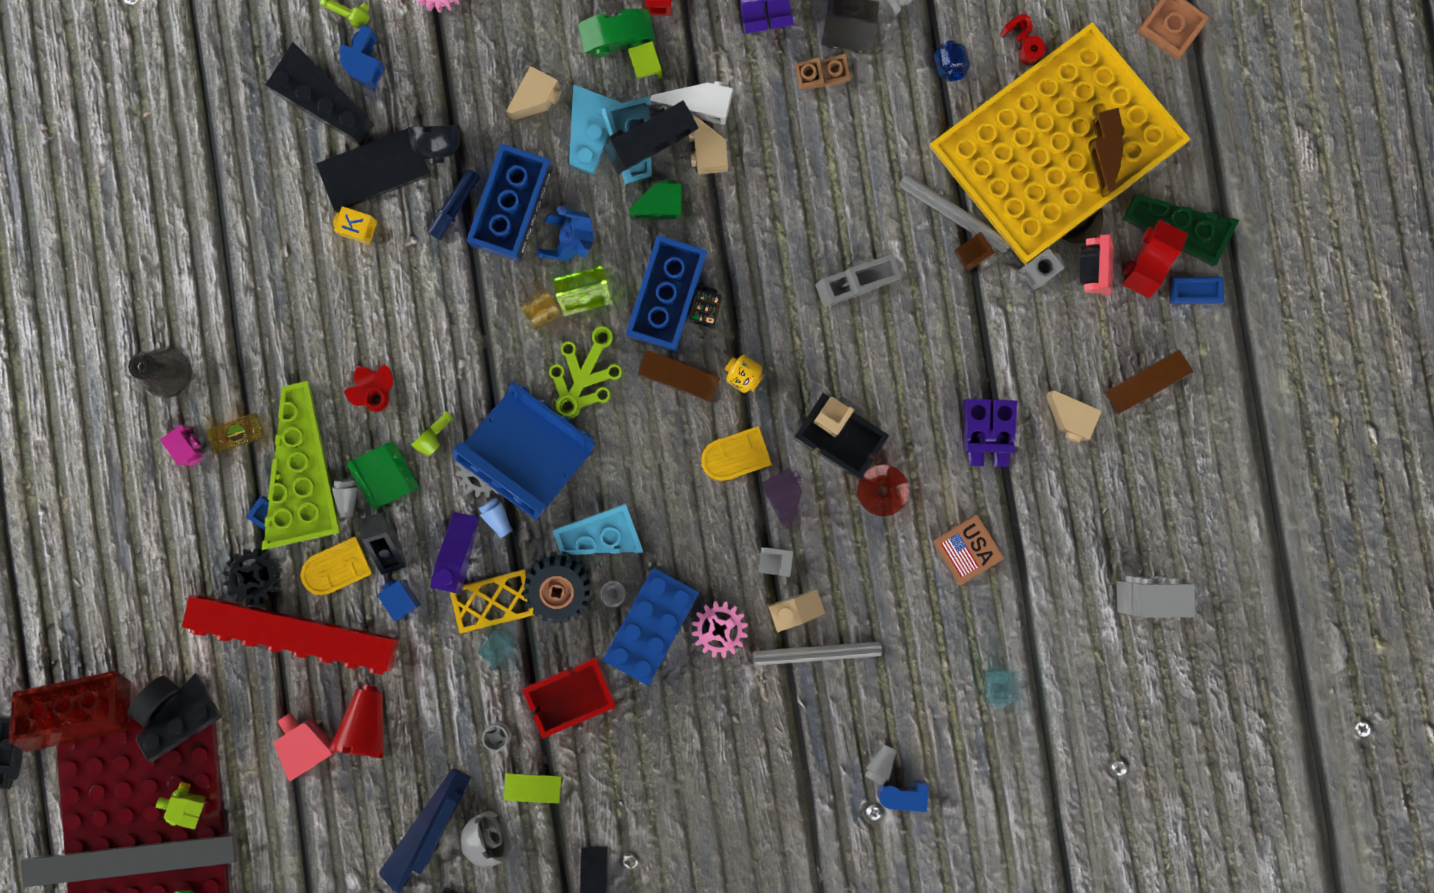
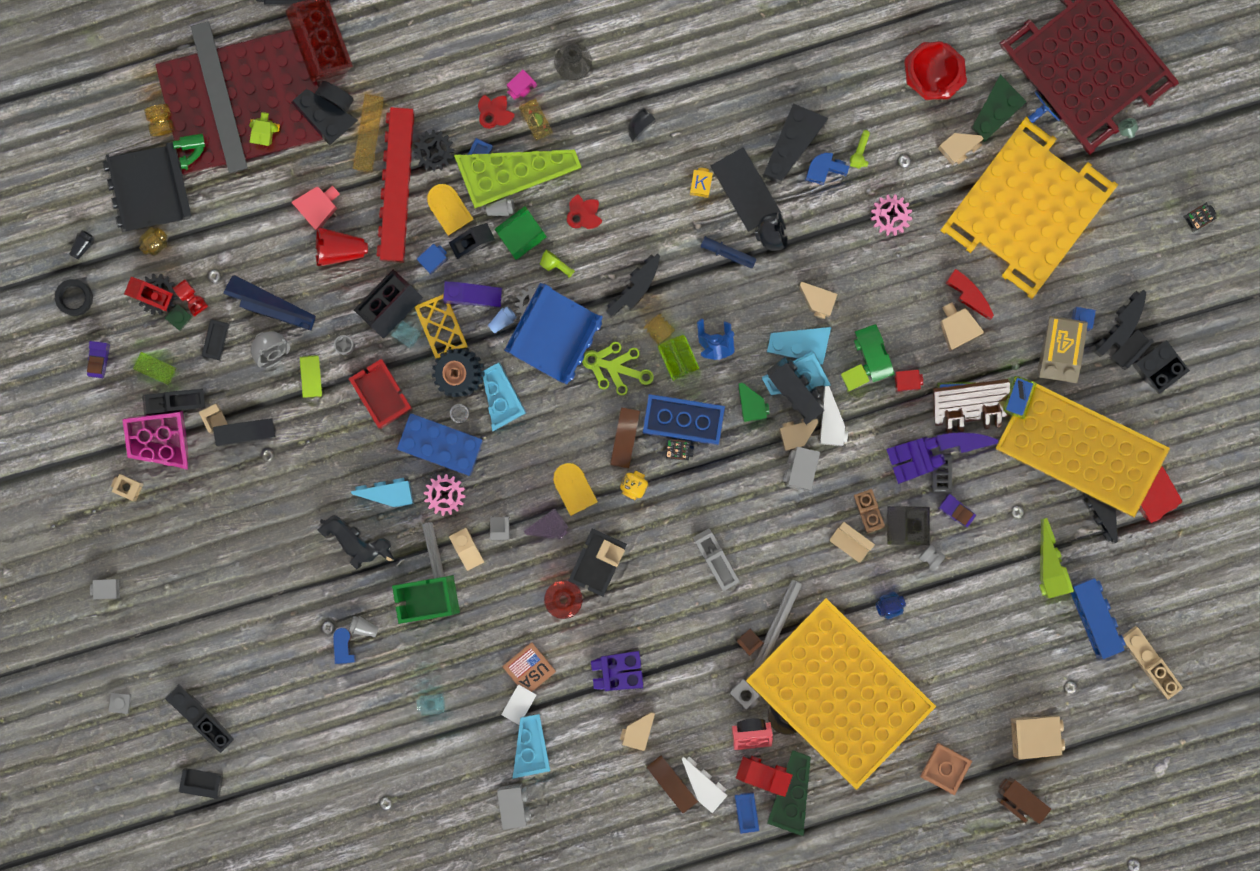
camera: 80 degrees right, 0 degrees up
(212, 485) = (496, 110): none -> red plate
(215, 661) = (368, 133): none -> clear yellow tile
(262, 294) = (640, 123): none -> black brick
(450, 667) = (388, 303): none -> black slope
(474, 325) = (641, 281): none -> black slope
(510, 203) = (733, 295): blue brick -> none
(709, 701) = (393, 494): none -> medium azure slope
(756, 144) = (802, 469): none -> light grey piece
(768, 762) = (353, 544): none -> black animal
(858, 675) = (426, 599): none -> green piece
(860, 100) = (851, 542): none -> tan panel
(1013, 570) = (518, 704): none -> white sticker
(1031, 46) = (910, 664): red leg -> none
(1074, 562) = (531, 749): none -> medium azure wing
(1107, 148) = (837, 727): reddish brown slope -> none
(1163, 338) = (706, 791): none -> white slope

